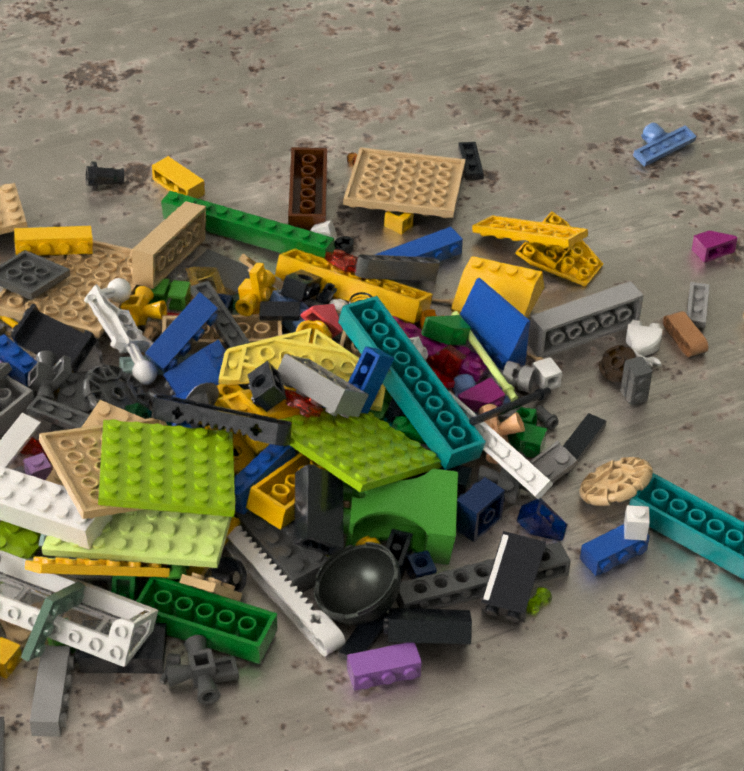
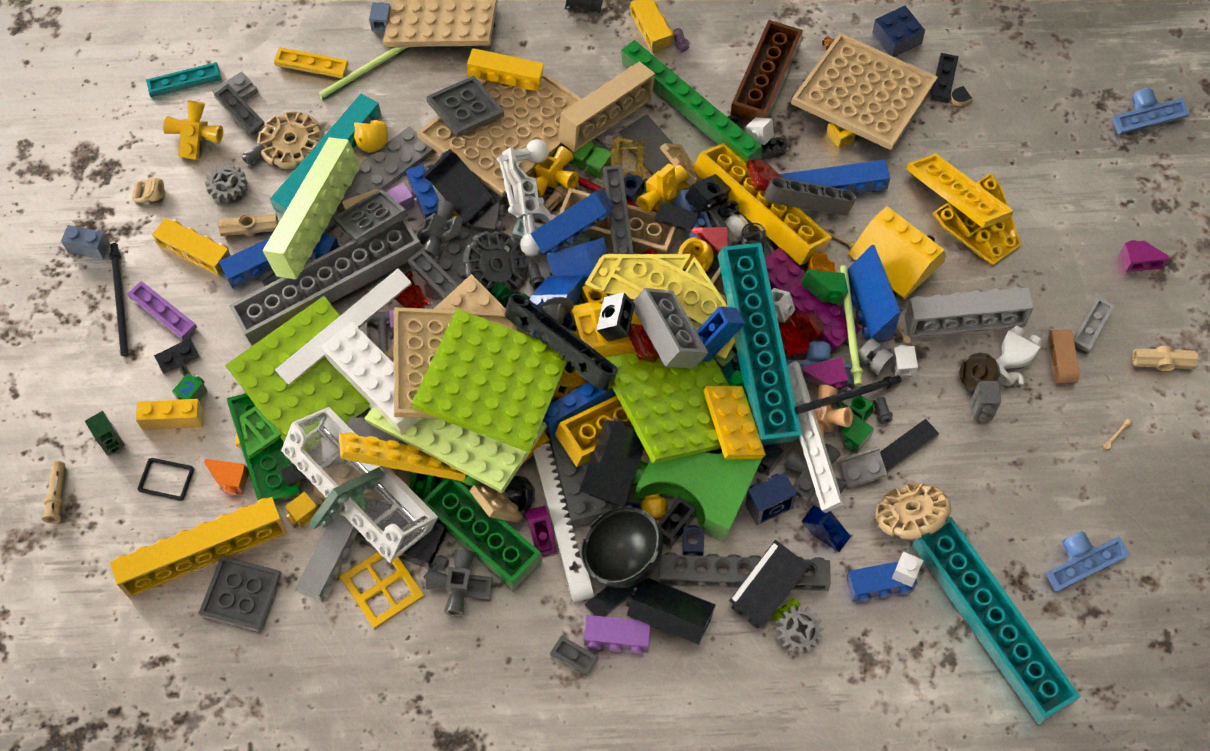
camera: 25 degrees right, 20 degrees up
(120, 701) = (381, 585): none -> yellow window
(214, 187) = (681, 42): none -> clear purple pin
(263, 595) = (541, 530): none -> magenta slope
(349, 698) = (574, 655): none -> dark grey plate
(413, 134) = (898, 31): none -> dark blue brick
(417, 449) = (733, 422): none -> yellow plate
(493, 170) = (961, 96): none -> black tile
(559, 607) = (803, 636): none -> light grey gear

